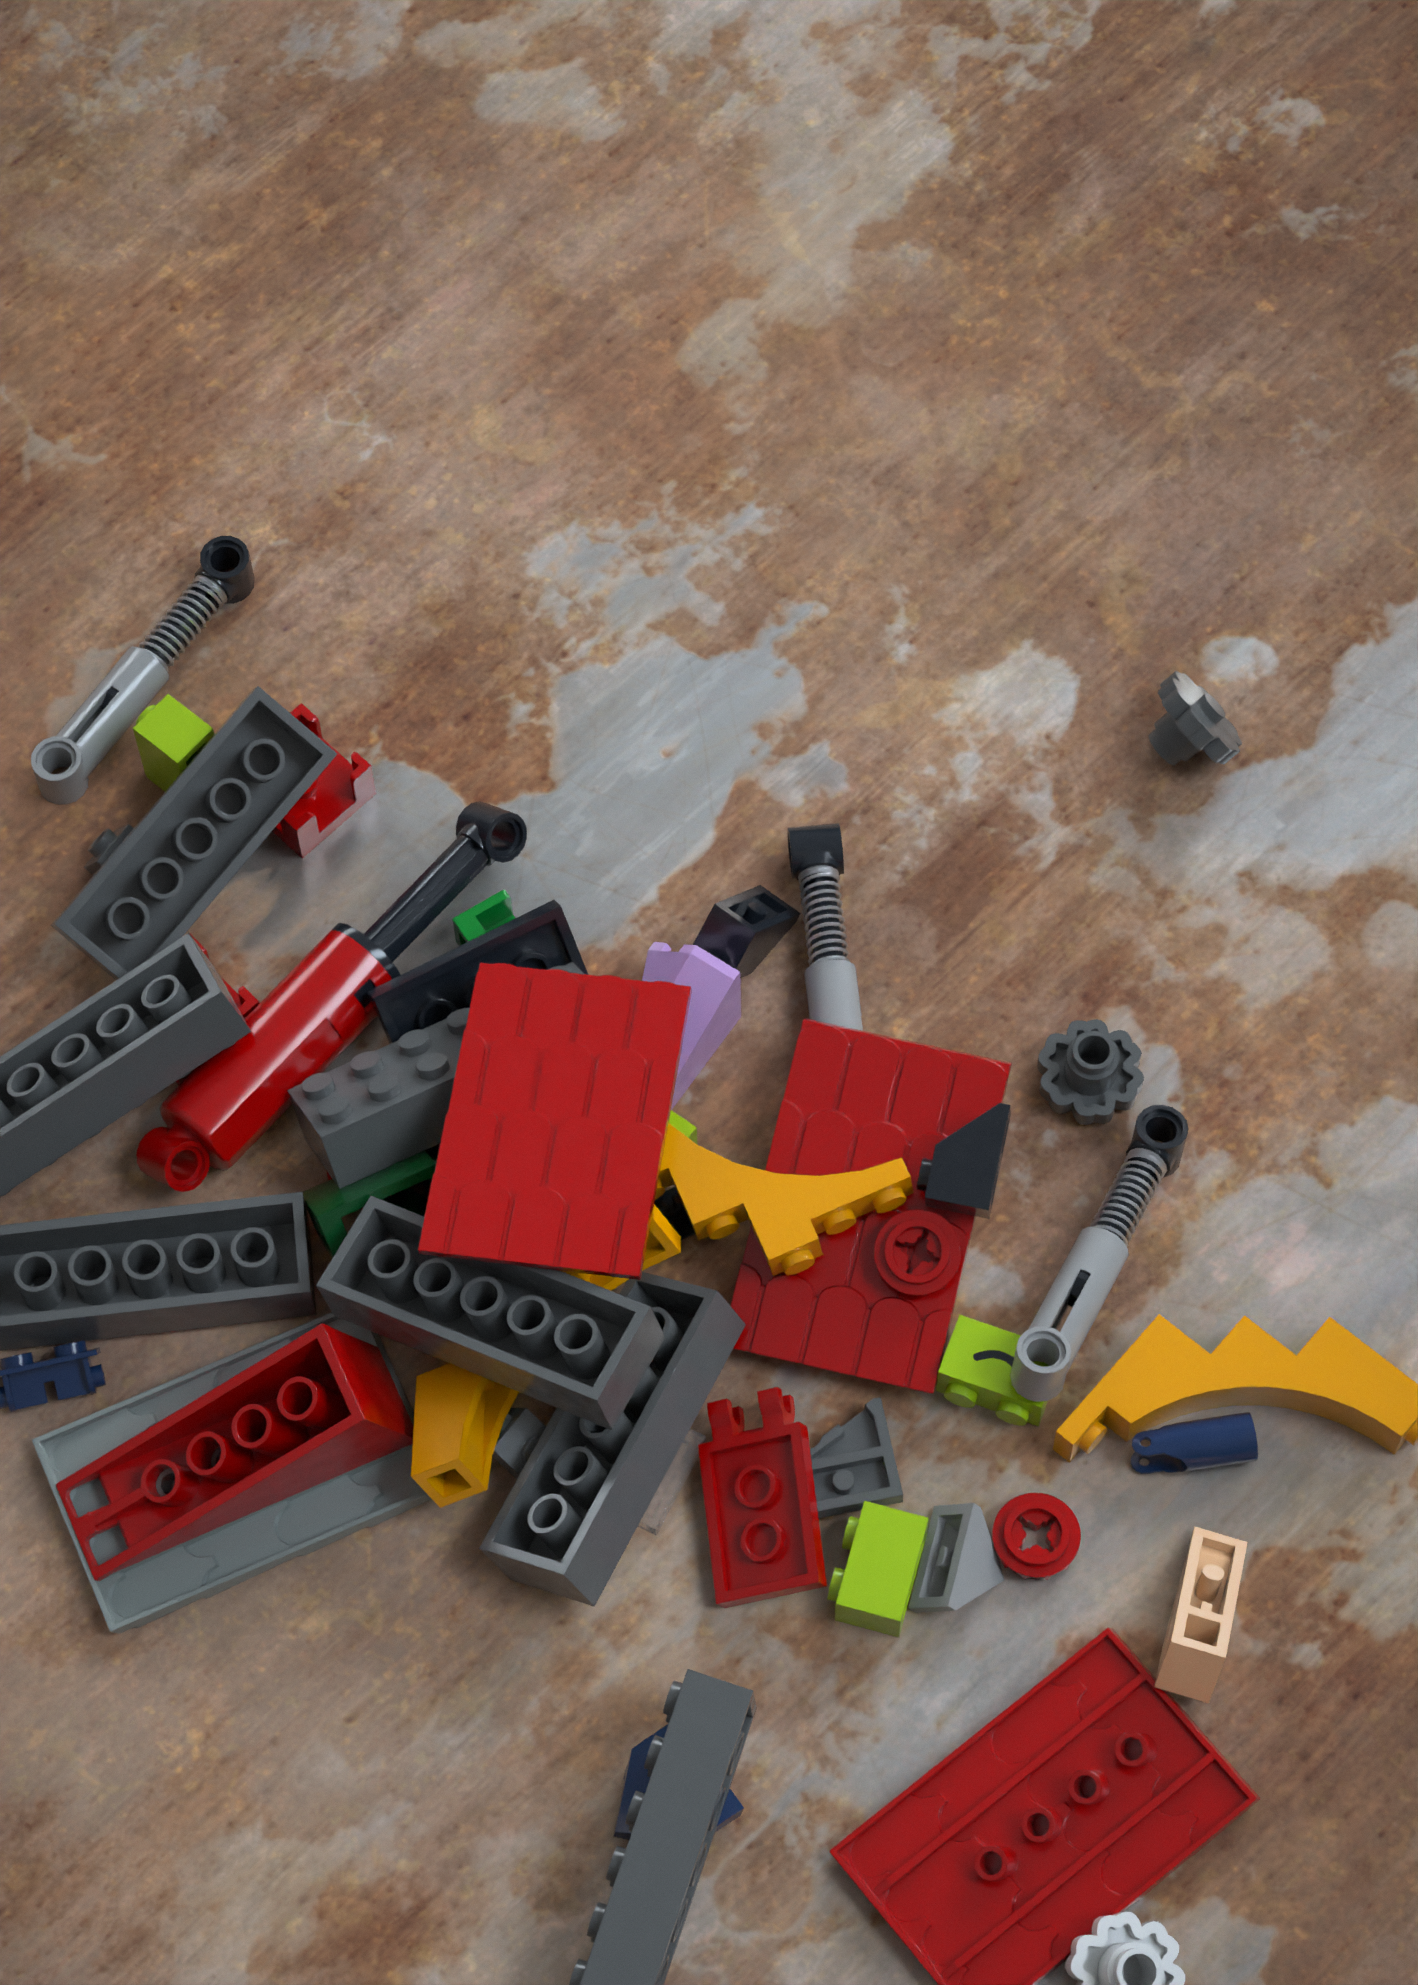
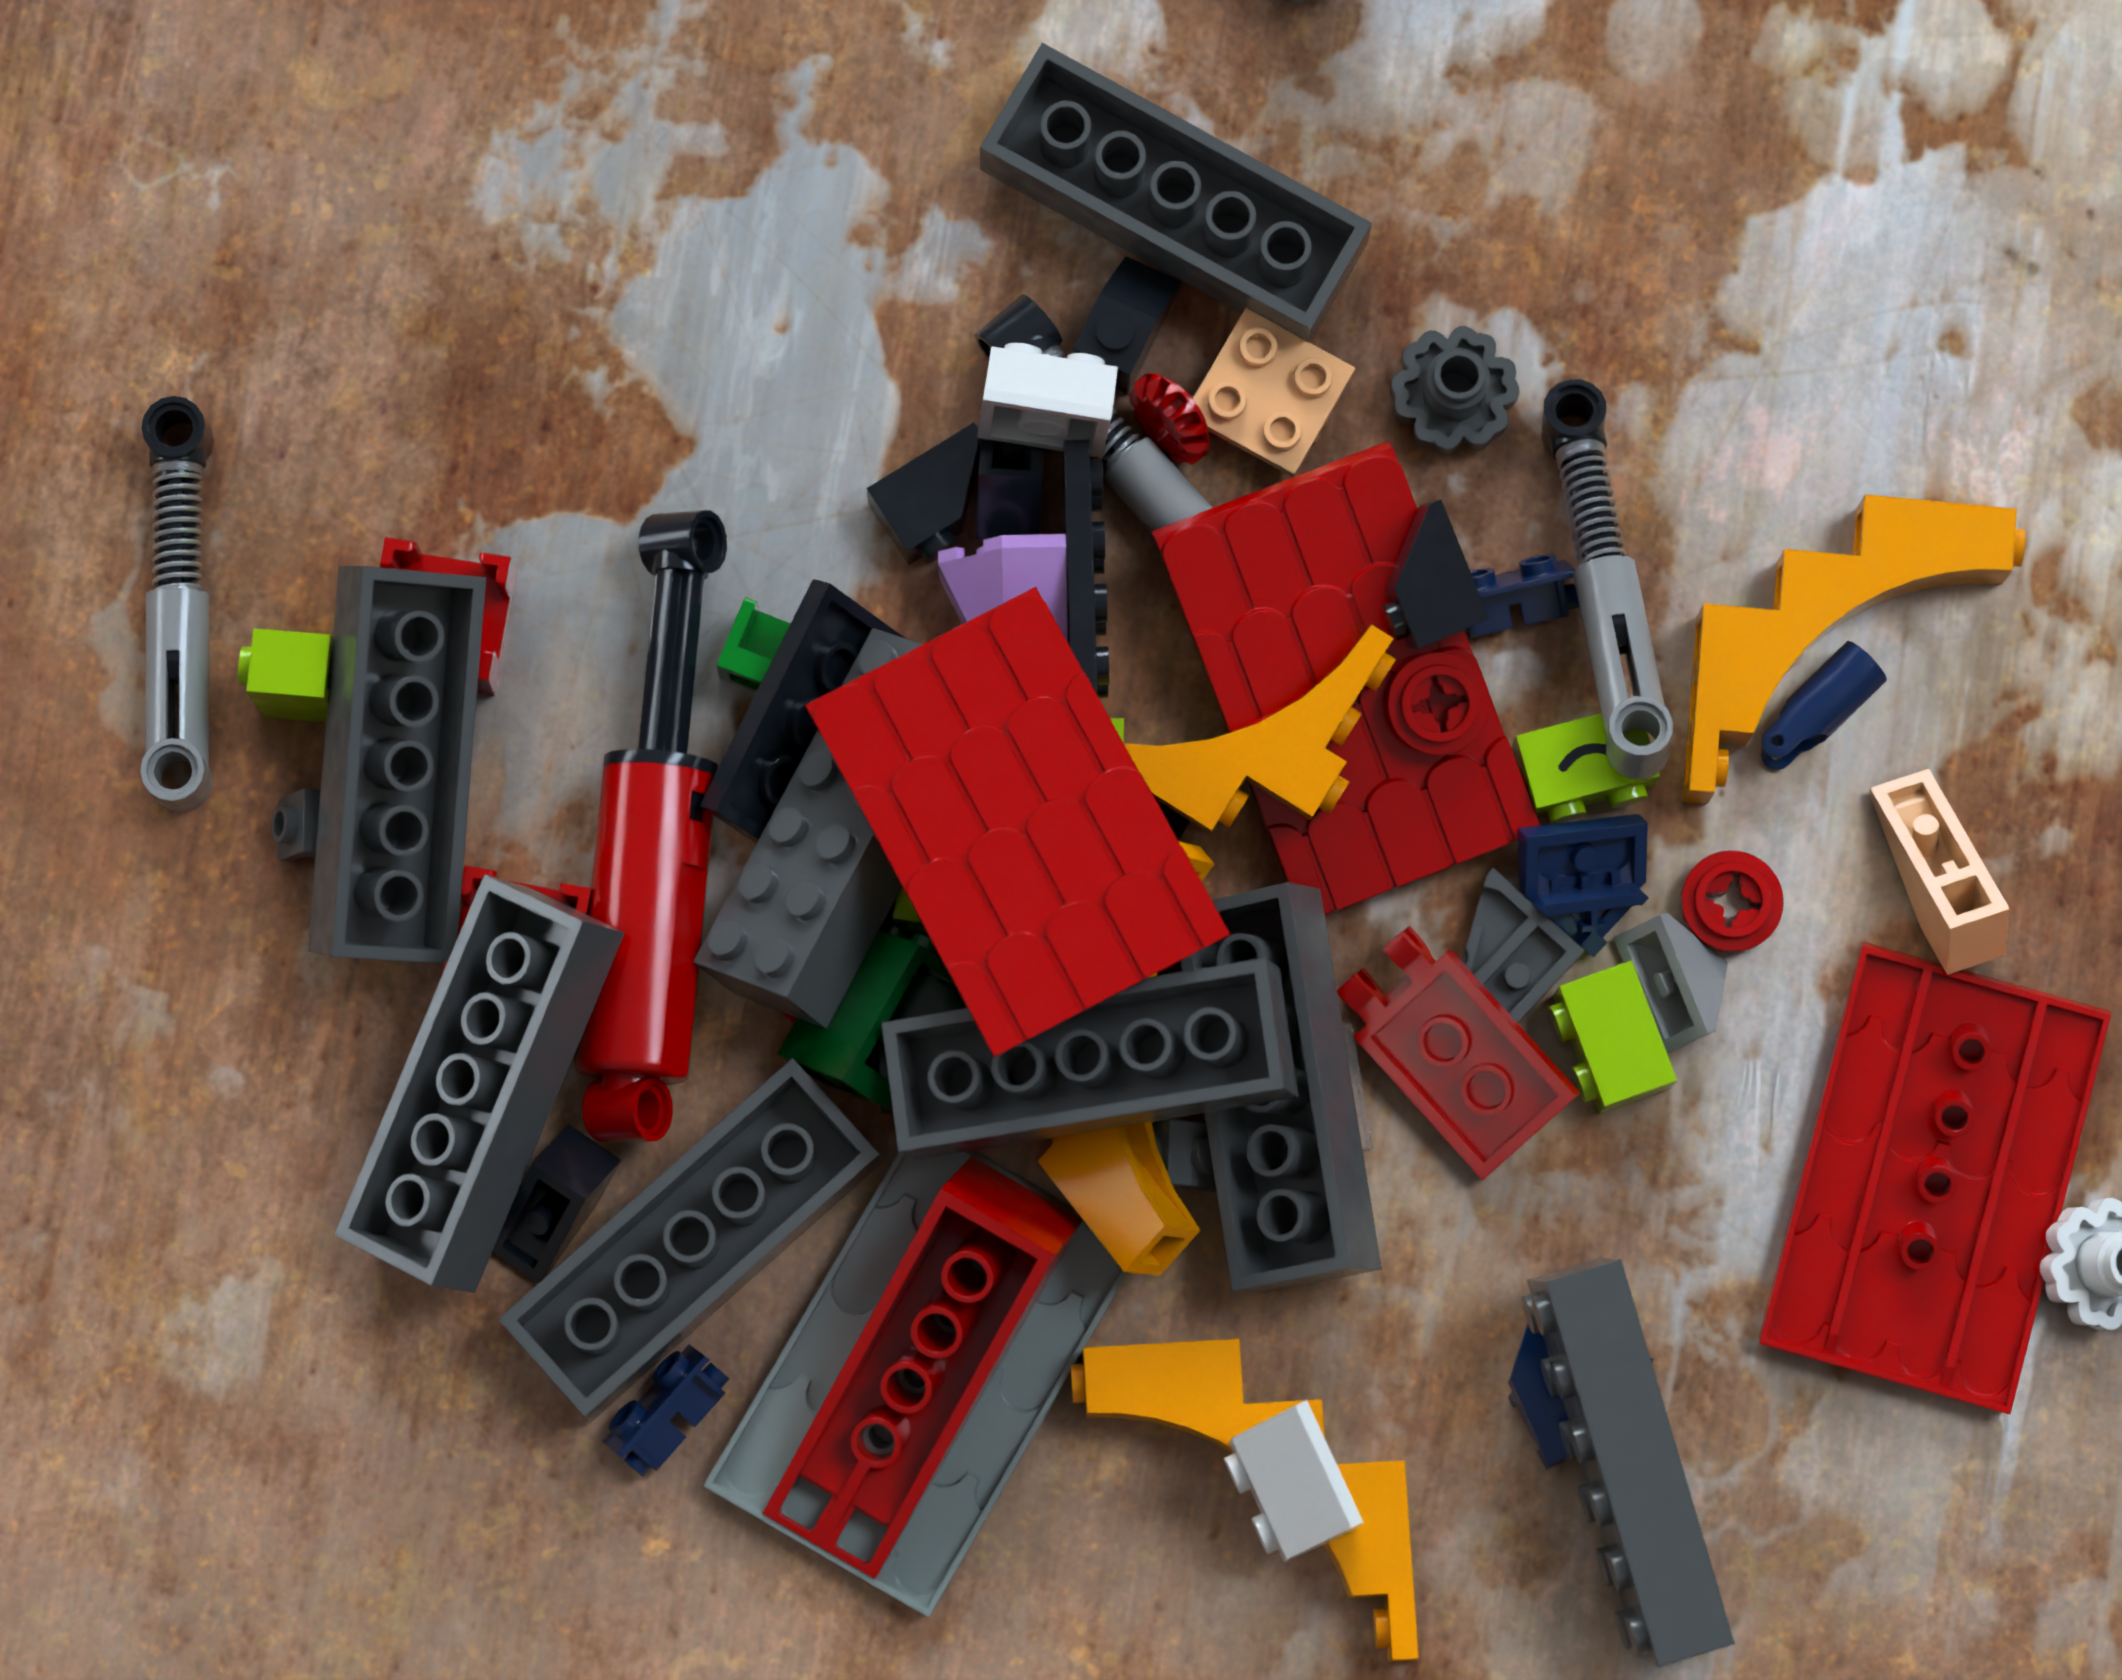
camera: 40 degrees left, 15 degrees up
(84, 1182) = (554, 1202): none -> black slope
(416, 1698) = (1293, 1483): none -> white slope
(455, 1760) = (1201, 1393): none -> light orange arch
(676, 906) = (928, 497): none -> black slope
(739, 1015) = (1085, 558): none -> black plate
(794, 886) = (1047, 398): none -> white slope
(877, 961) = (1170, 418): none -> red gear
(893, 887) = (1128, 318): none -> black slope
(943, 1445) = (1585, 873): none -> dark blue slope
(959, 990) = (1271, 392): none -> light nougat piece
(988, 826) = (1173, 194): none -> dark grey brick
(1010, 1222) = (1535, 587): none -> dark blue hinge

